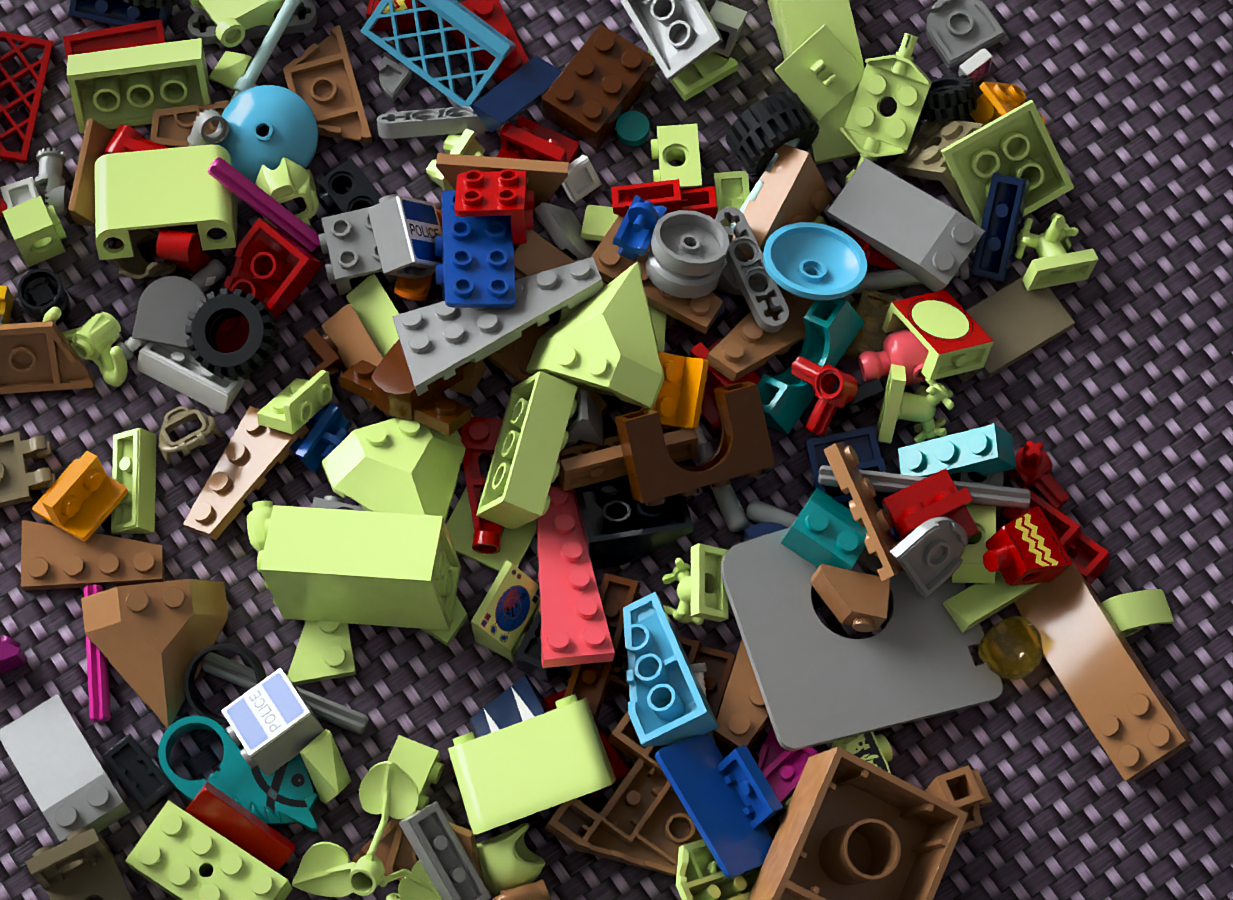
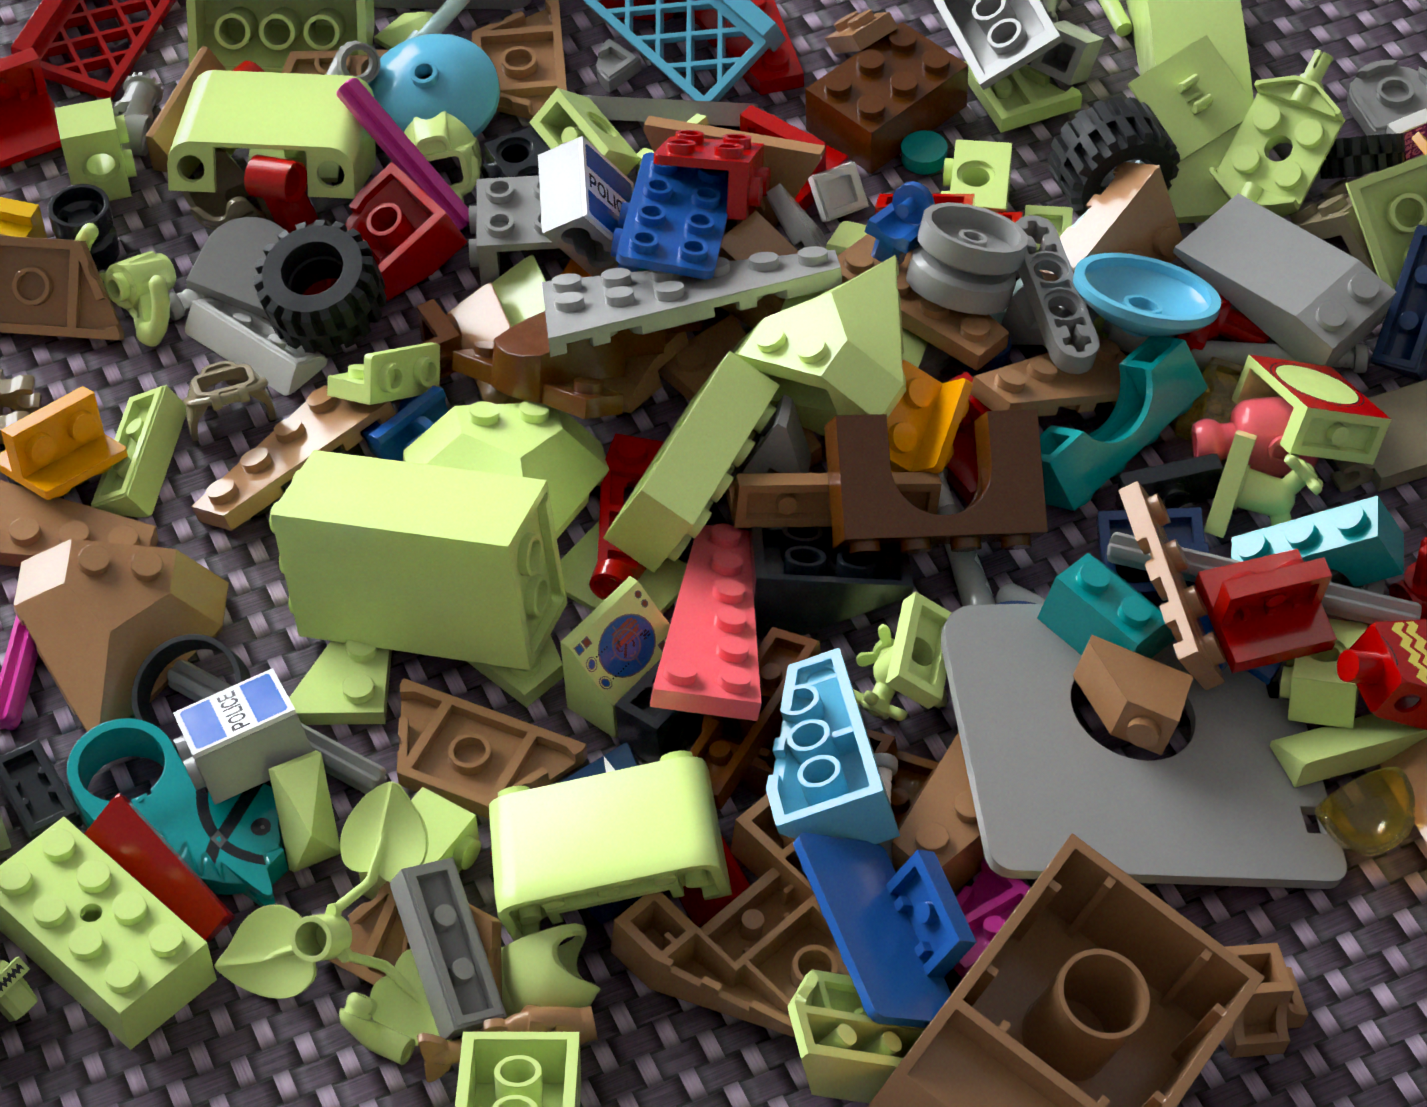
camera: 10 degrees right, 20 degrees down
(389, 164) = (572, 116): none -> yellowish green brick
(423, 693) = (473, 750): none -> medium nougat wing
(515, 92) = (766, 85): dark blue slope -> none
(570, 32) = (860, 31): none -> medium nougat plate
(823, 380) = (1144, 441): red axle -> none
(931, 553) = (1259, 646): light grey tile -> none

